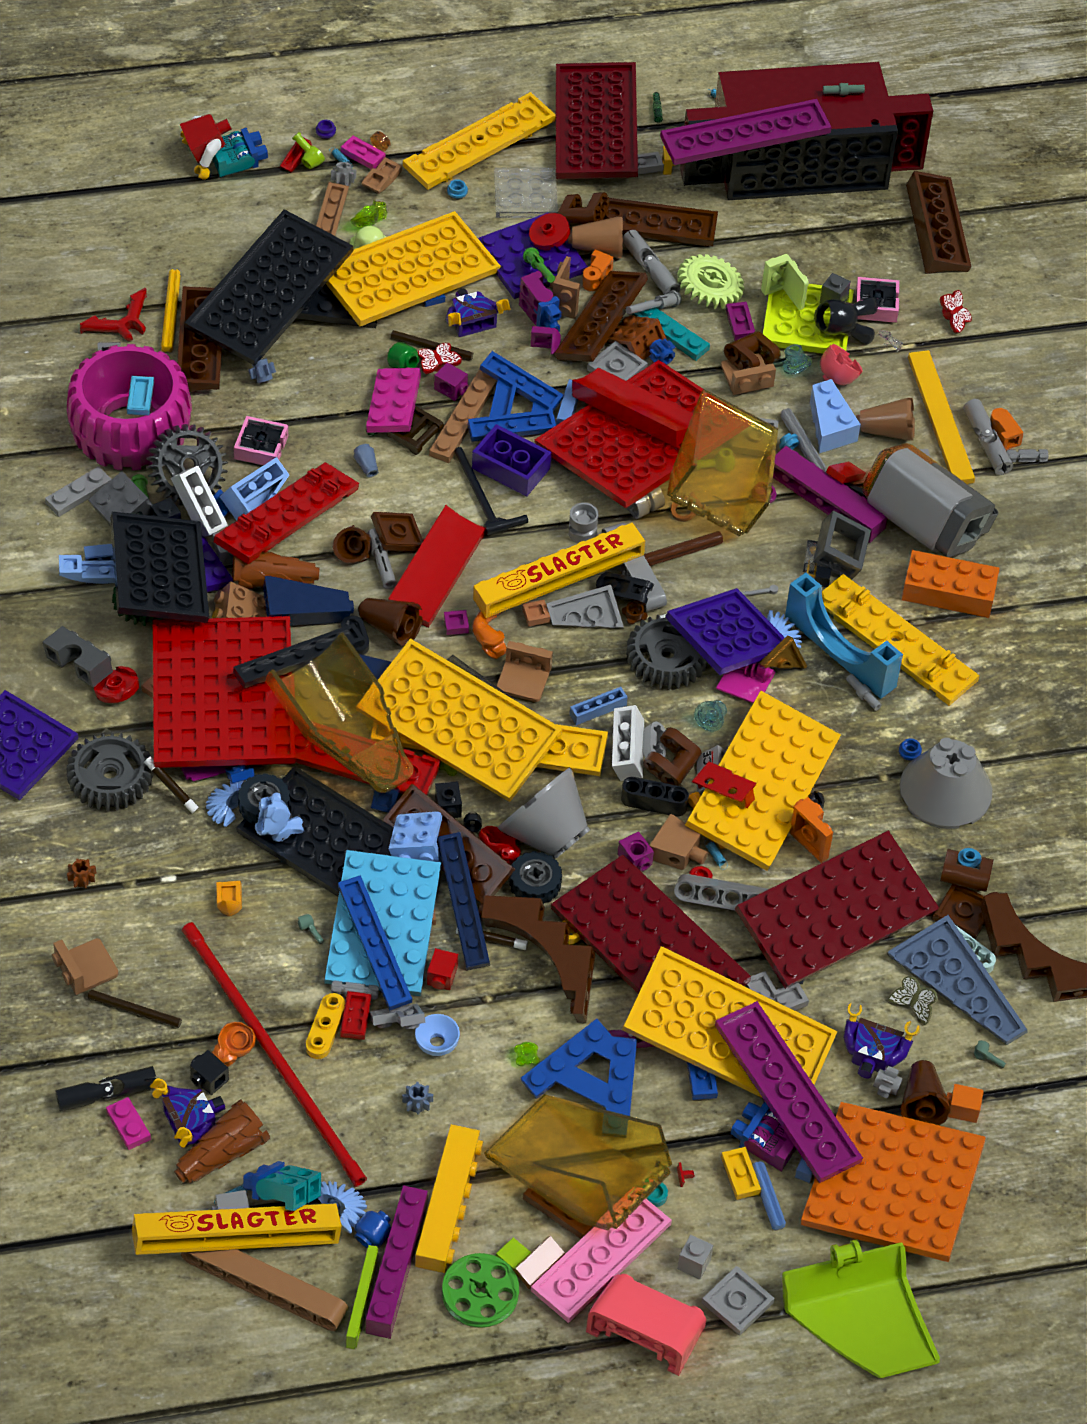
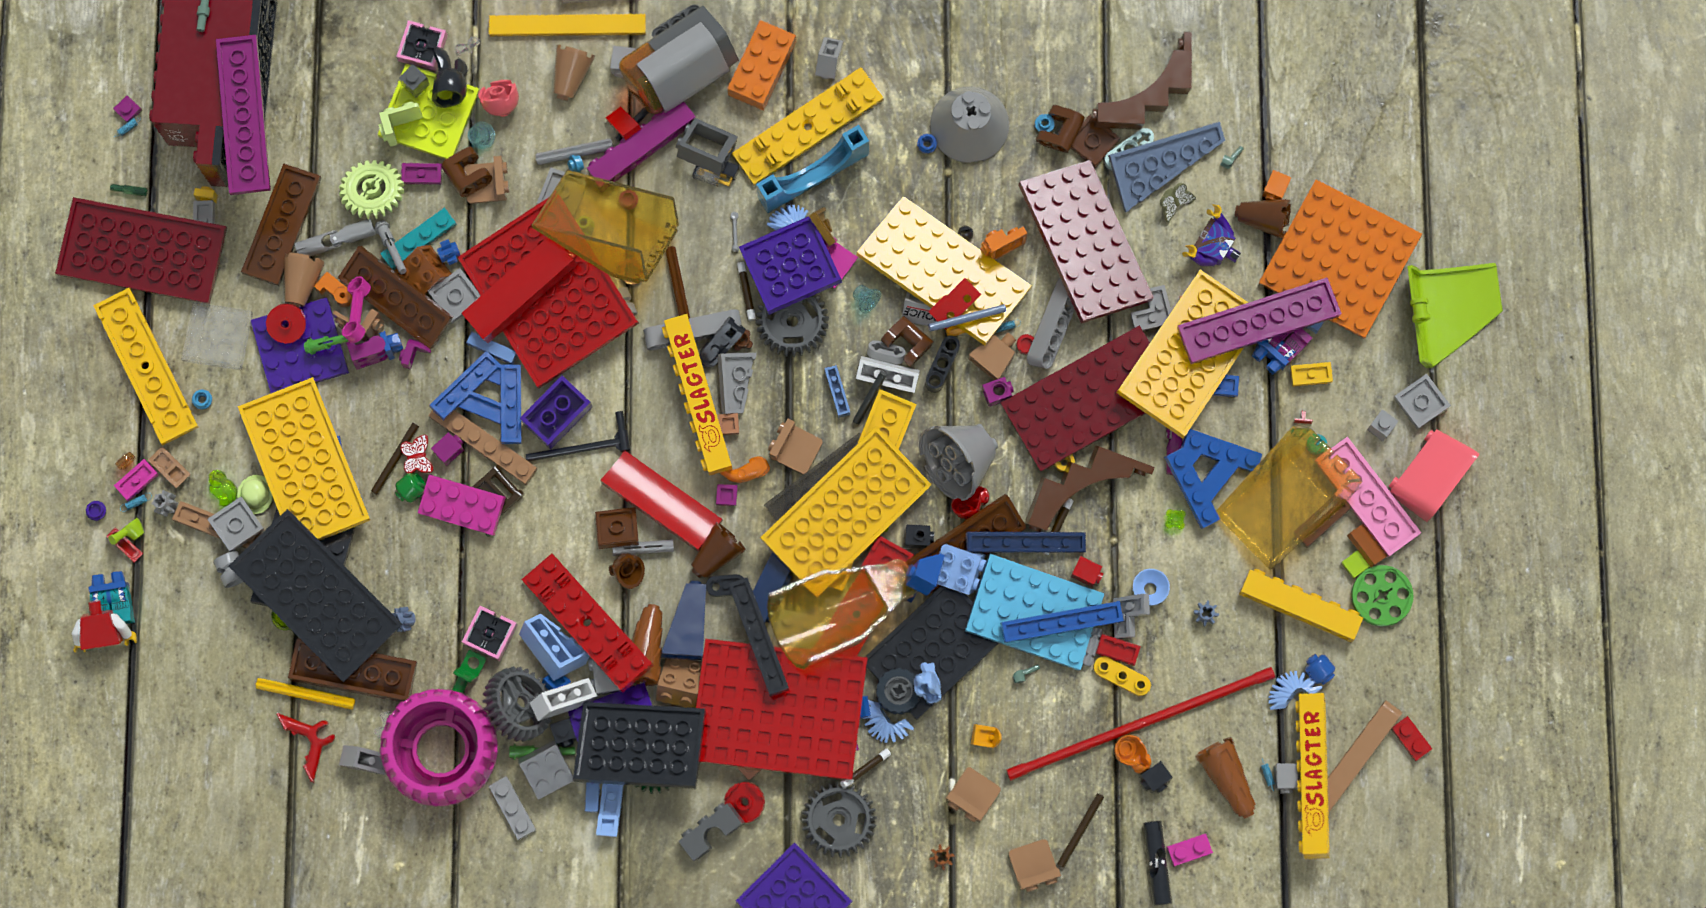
camera: 75 degrees left, 25 degrees up
(140, 395) = (454, 733): medium azure tile -> none
(156, 893) = (973, 795): none -> medium nougat bracket
(187, 1111) = (1195, 798): torso -> none
(213, 425) = (466, 673): none -> green bracket
(284, 1183) = (1277, 733): teal hips -> none
(305, 1347) = (1411, 738): none -> red plate
(335, 221) = (235, 524): none -> light grey plate
(362, 1297) = (1378, 687): lime tile -> none
(366, 459) = (526, 541): sand blue cone -> none
(396, 1262) = (1353, 655): magenta brick -> none
(401, 790) = (925, 574): none -> blue slope
(472, 817) = (942, 519): black hinge -> none
(474, 312) = (366, 413): torso -> none
(547, 876) = (1007, 477): black wheel -> none
(556, 268) = (353, 330): none -> dark pink piece
(578, 215) = (269, 288): reddish brown connector -> none
(583, 522) = (639, 363): light grey wheel -> none
(608, 727) = (870, 397): none -> pearl dark grey bar
(710, 795) = (967, 317): none -> sand blue bar
(769, 1197) = (1333, 357): medium blue axle -> none
(832, 417) = (554, 120): light blue wedge -> none
(863, 692) = (860, 166): light grey bar -> none
(887, 1082) = (1249, 241): light grey gear -> none
(979, 642) = (829, 58): none -> light grey slope

